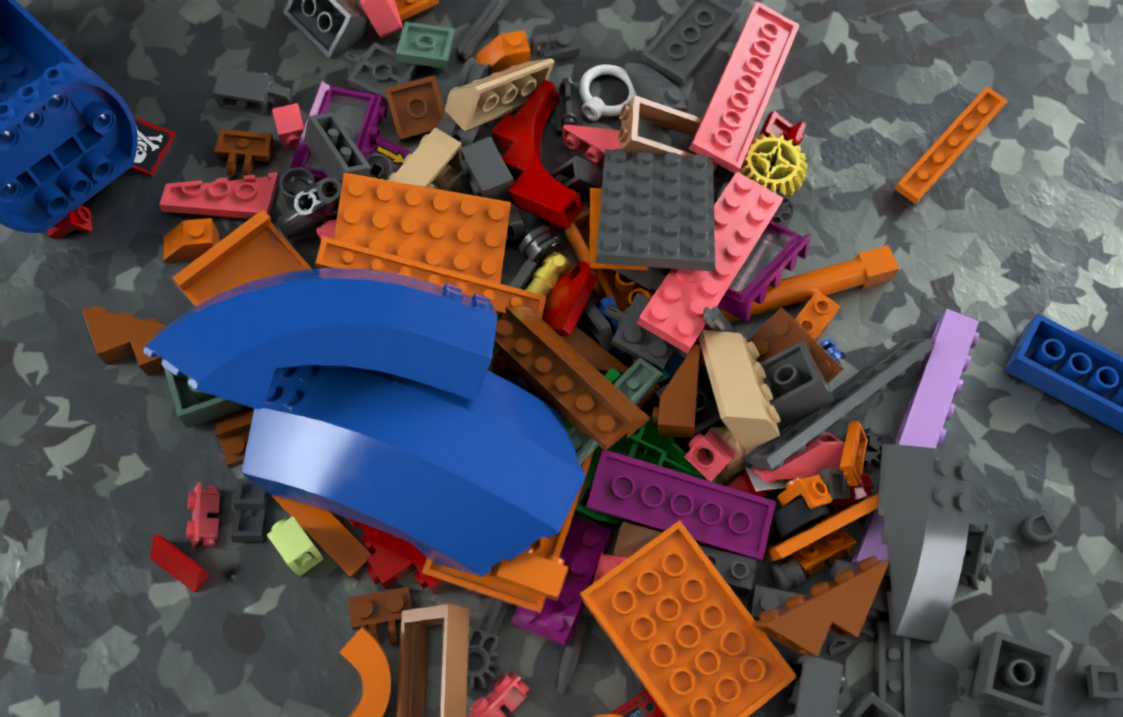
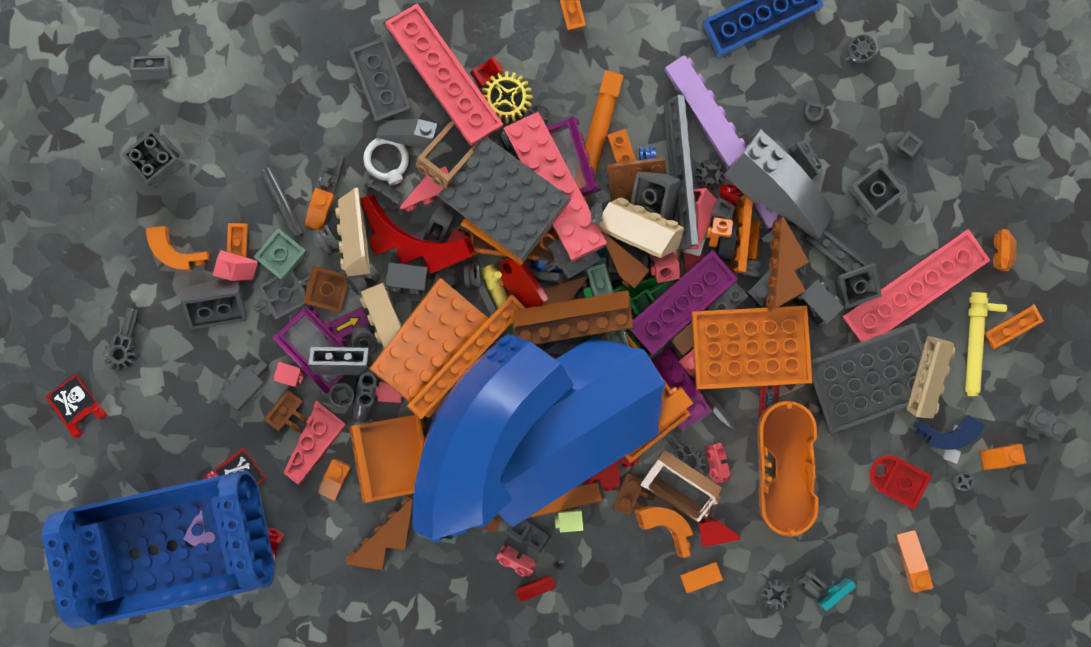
camera: 55 degrees left, 20 degrees up
(854, 453) = (713, 187): orange tile -> none

